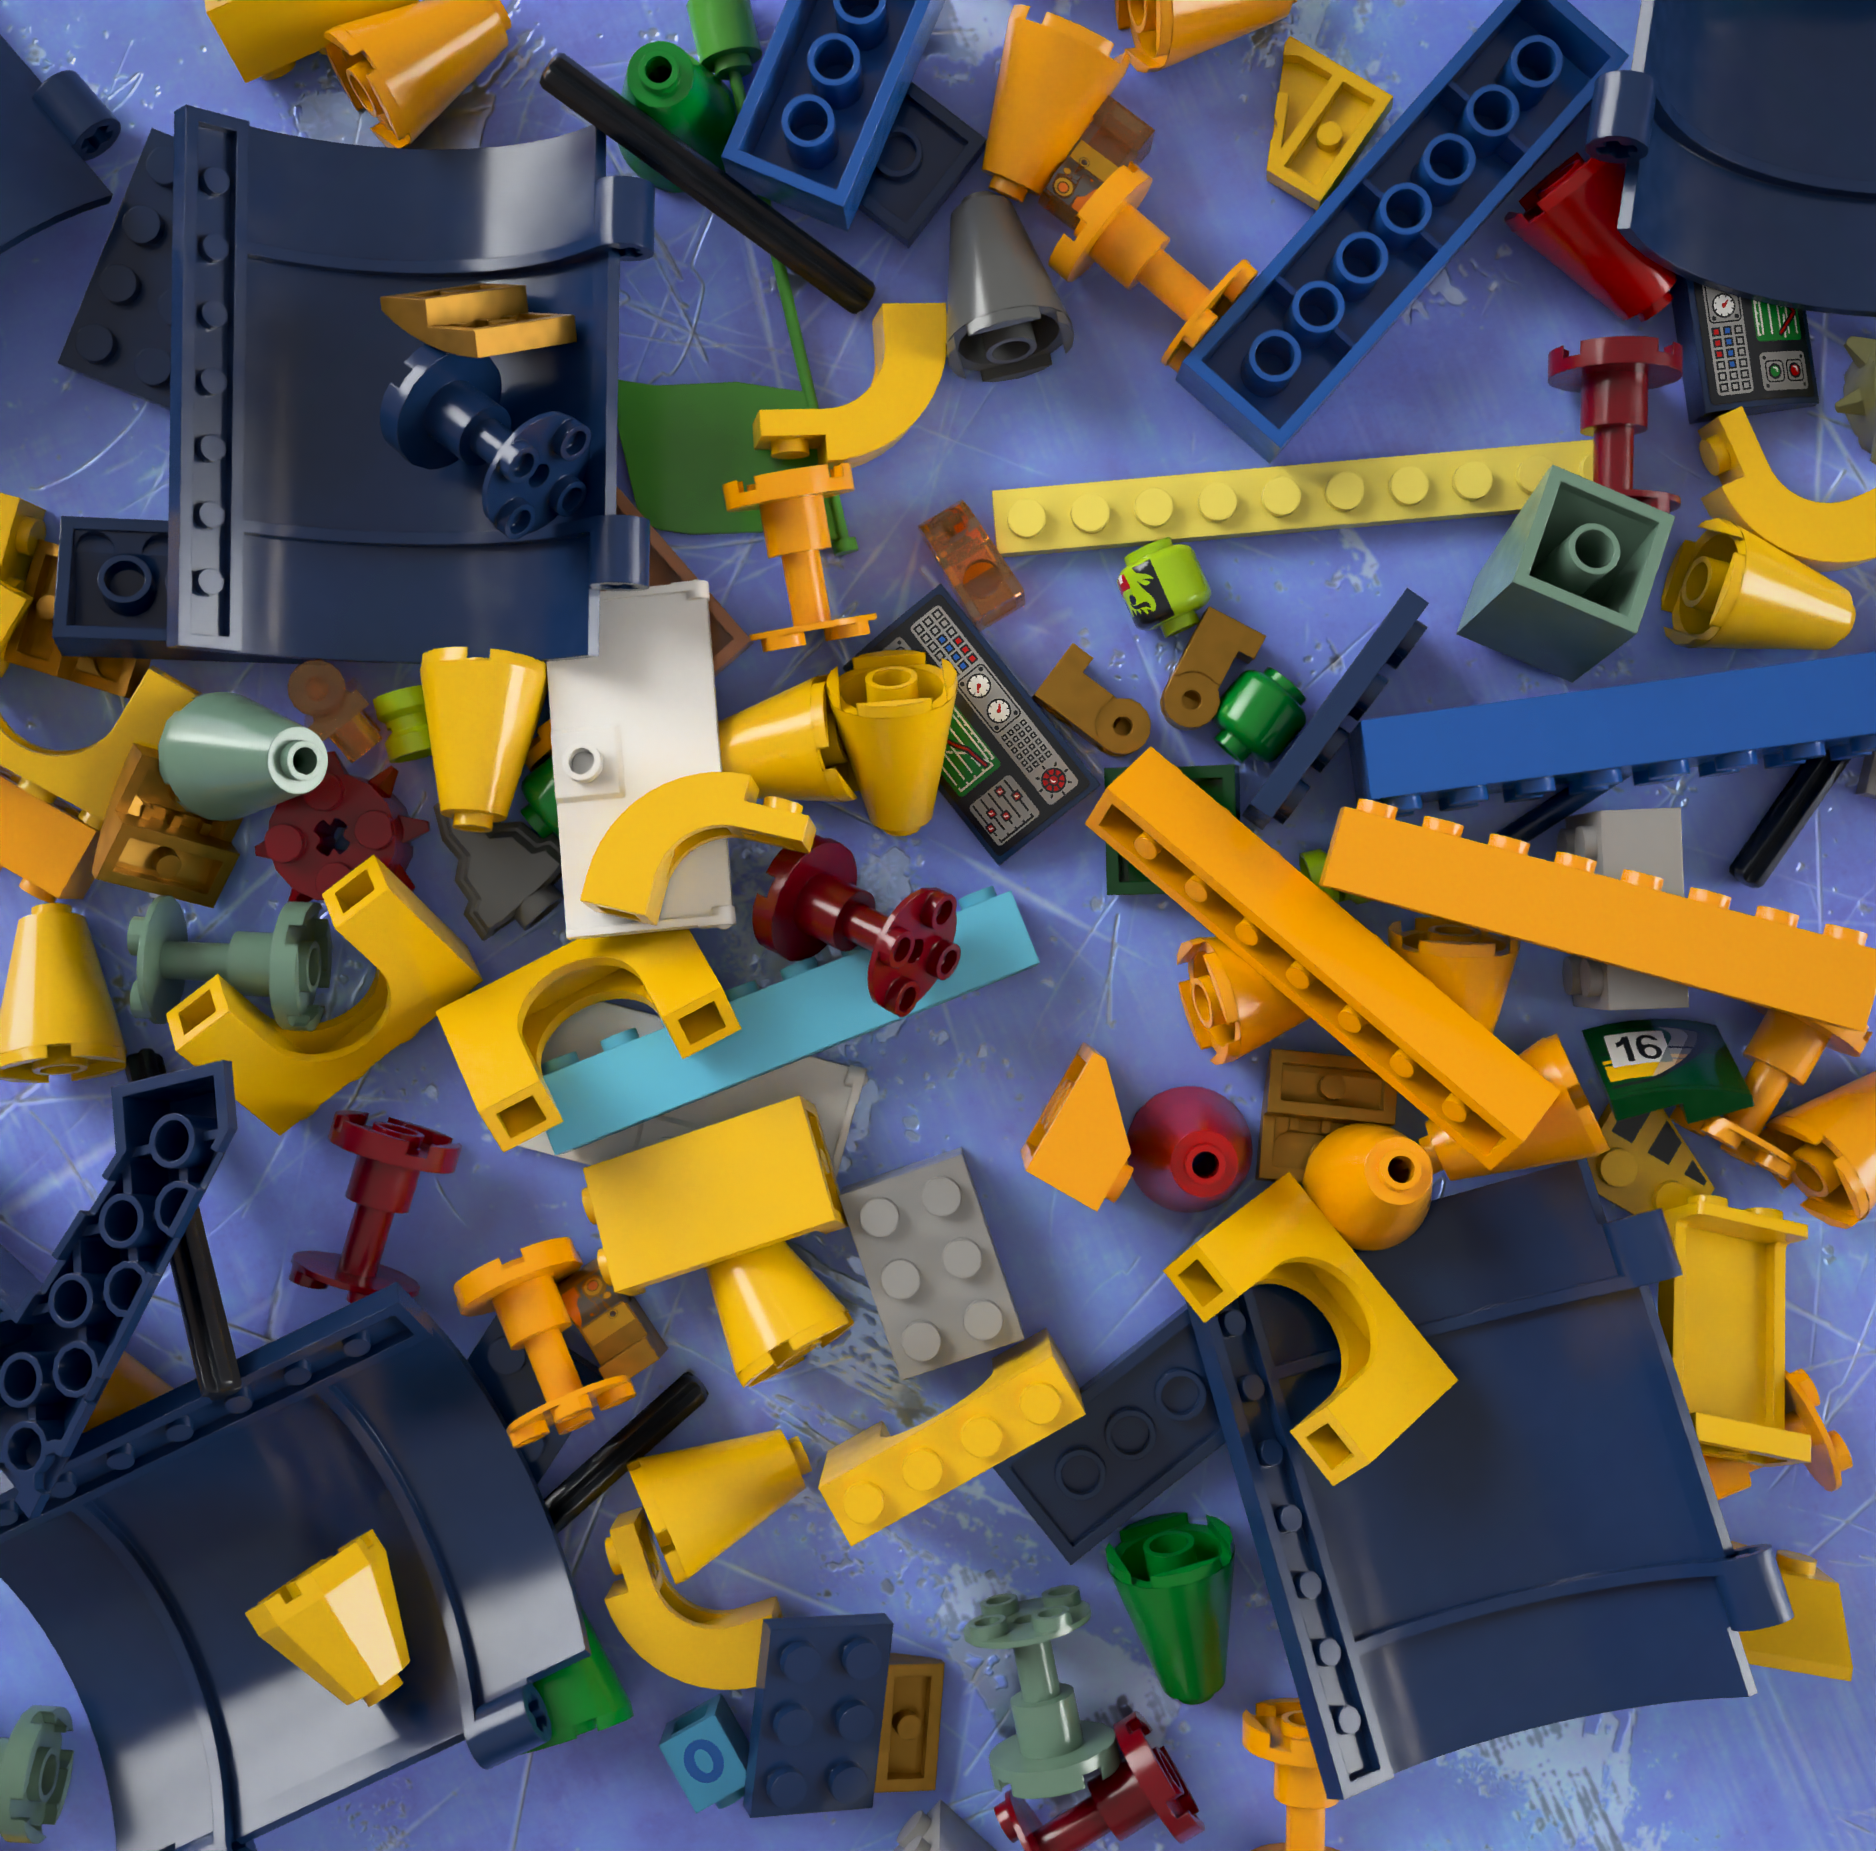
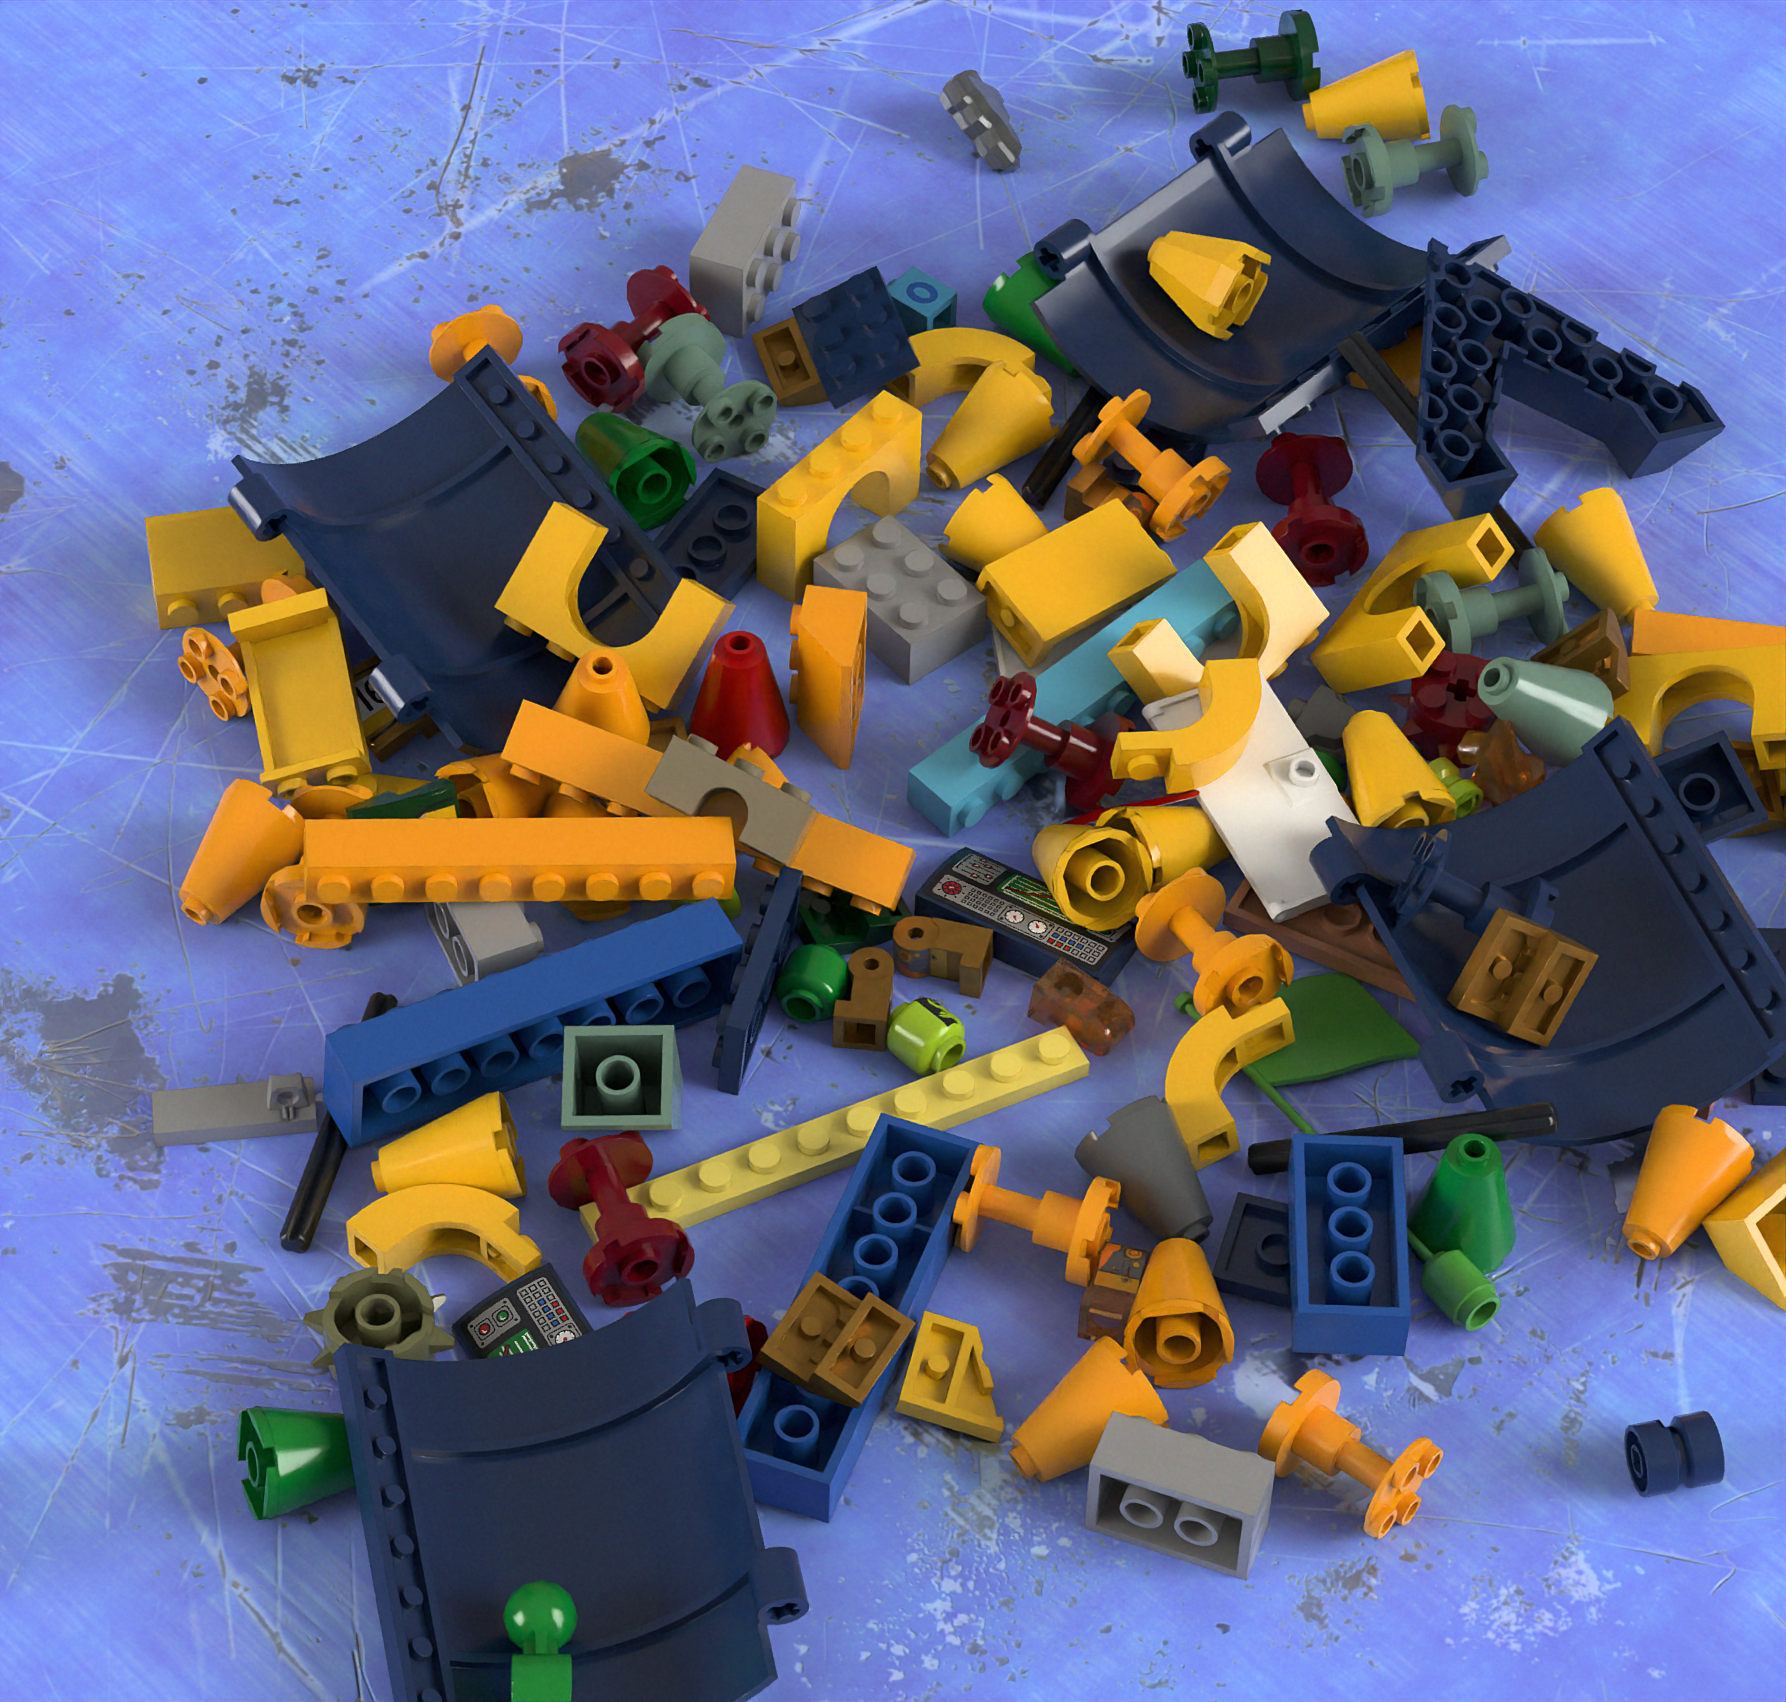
camera: 160 degrees right, 40 degrees down
(853, 839) = (1093, 816): none -> red sticker
(1339, 947) = (693, 774): none -> dark tan arch
(1461, 136) = (835, 1341): none -> pearl gold slope

